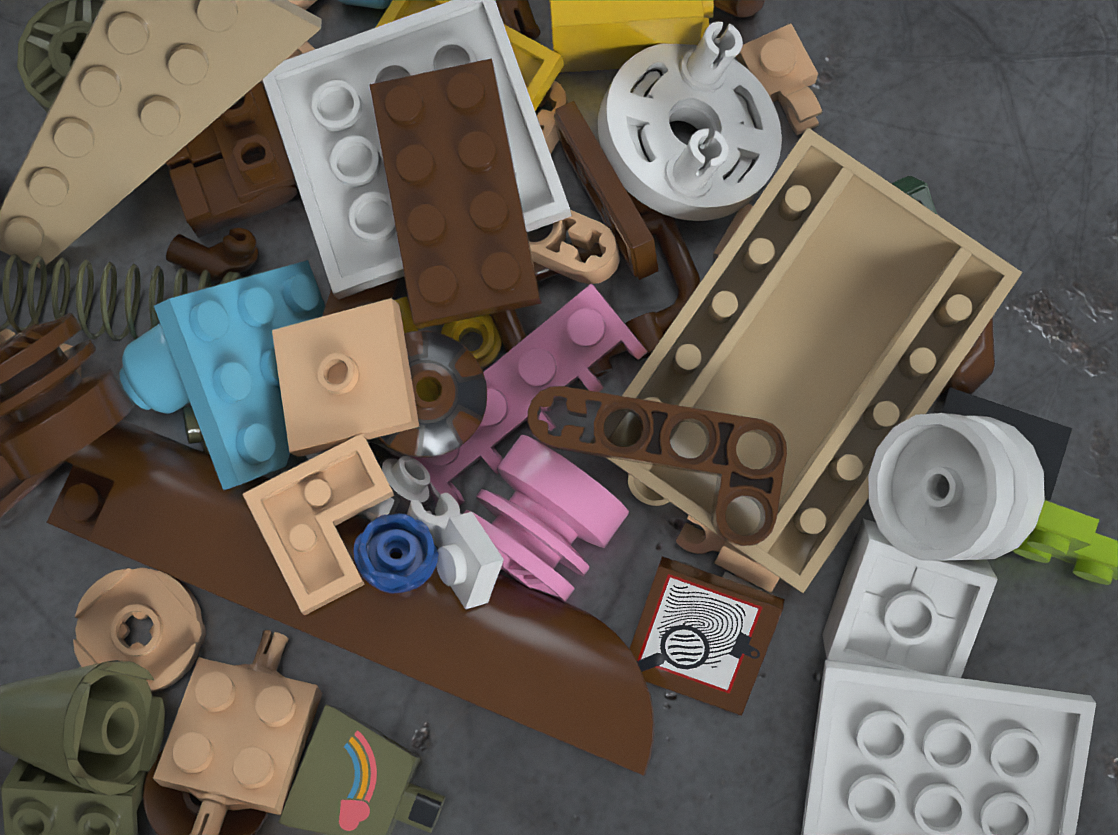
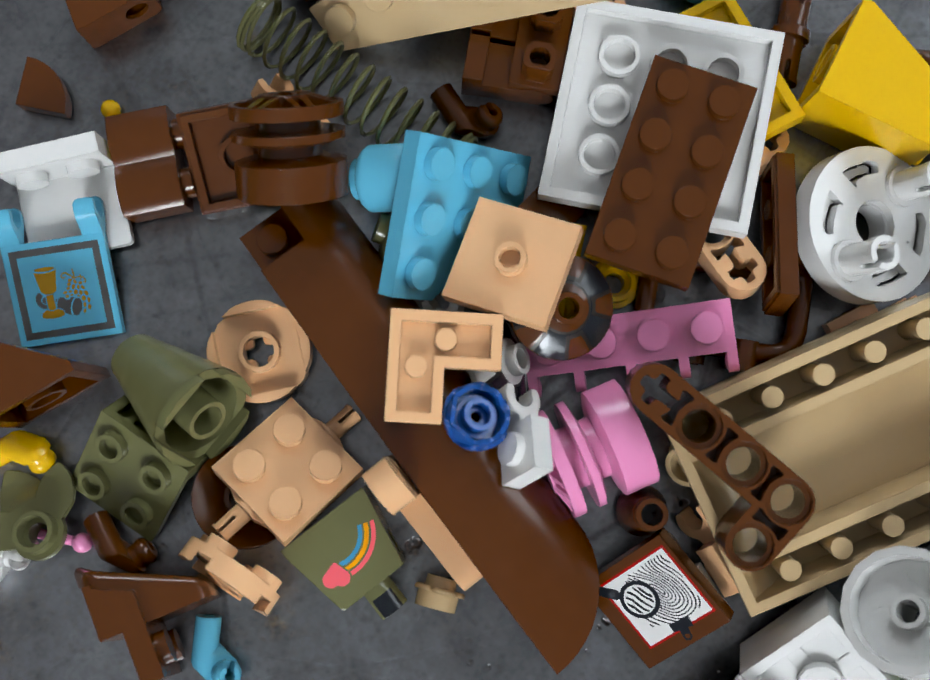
camera: 25 degrees right, 5 degrees up
(410, 698) = (399, 493): none -> light nougat beam
(475, 771) = (438, 593): none -> tan plate
(625, 569) = (630, 508): none -> reddish brown cone

